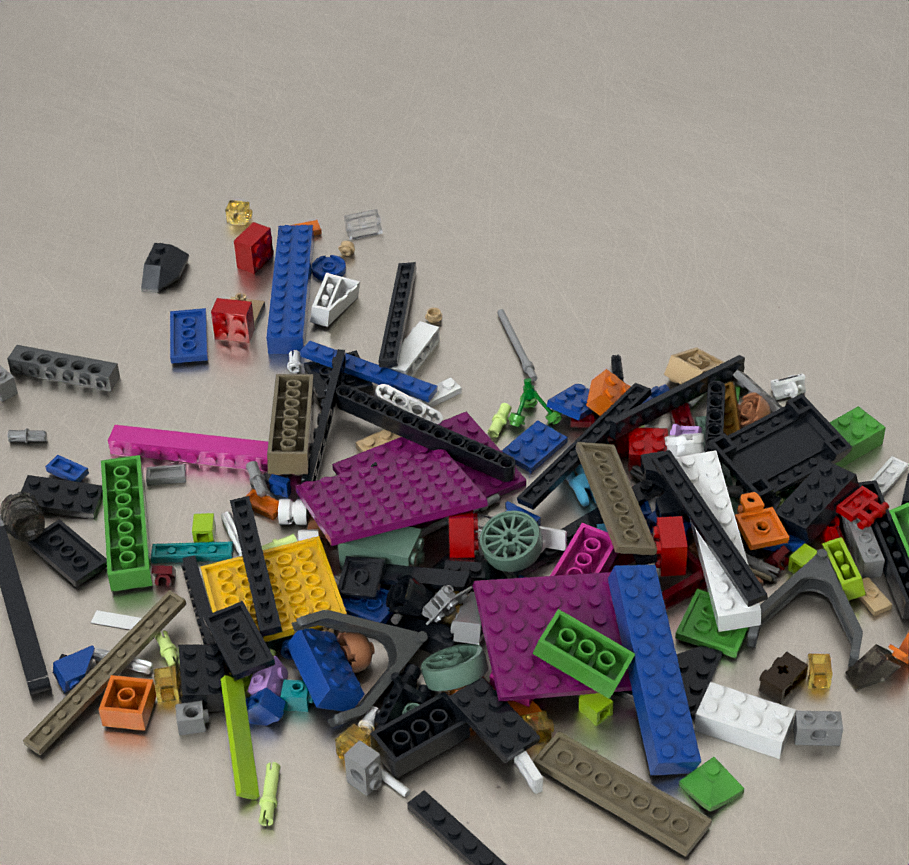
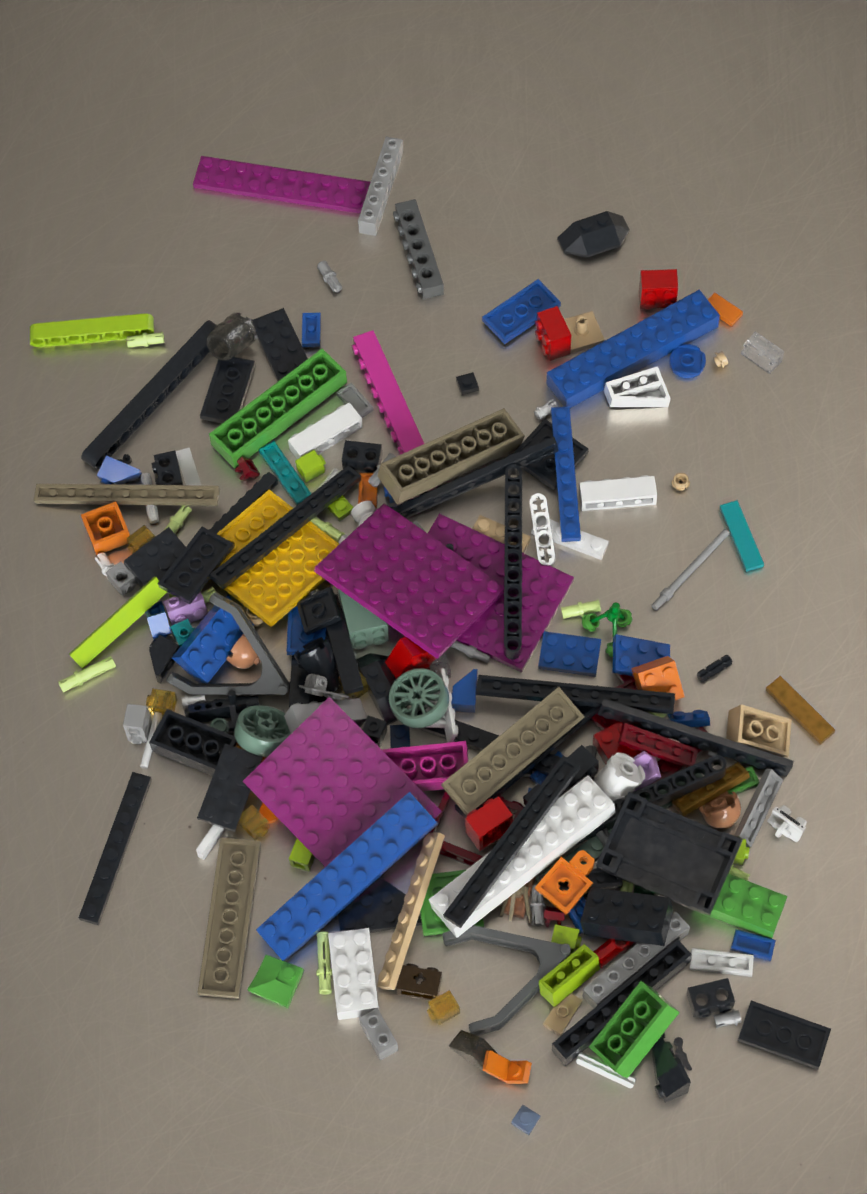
camera: 60 degrees right, 20 degrees up
(108, 629) = (170, 472): none -> black brick
(163, 725) = (104, 562): none -> white pin
(180, 504) = (326, 432): none -> white brick
(221, 397) = (467, 383): none -> black plate
(226, 488) = (363, 452): none -> black brick
(238, 212) = (704, 245): clear yellow brick -> none
(265, 529) = (340, 508): none -> lime plate
(303, 722) = (161, 654): none -> black slope
(397, 315) = (652, 453): black plate -> none
(512, 305) = (741, 536): none -> teal tile
(583, 653) = (314, 817): bright green brick -> none
(676, 415) = (657, 746): none -> dark red plate
(691, 339) = (800, 710): none -> pearl gold tile
(718, 650) = (410, 911): none -> tan plate
(722, 742) = (324, 985): none -> yellowish green pin
(859, 502) = (642, 951): red plate -> none
(881, 454) = (753, 945): none -> blue tile

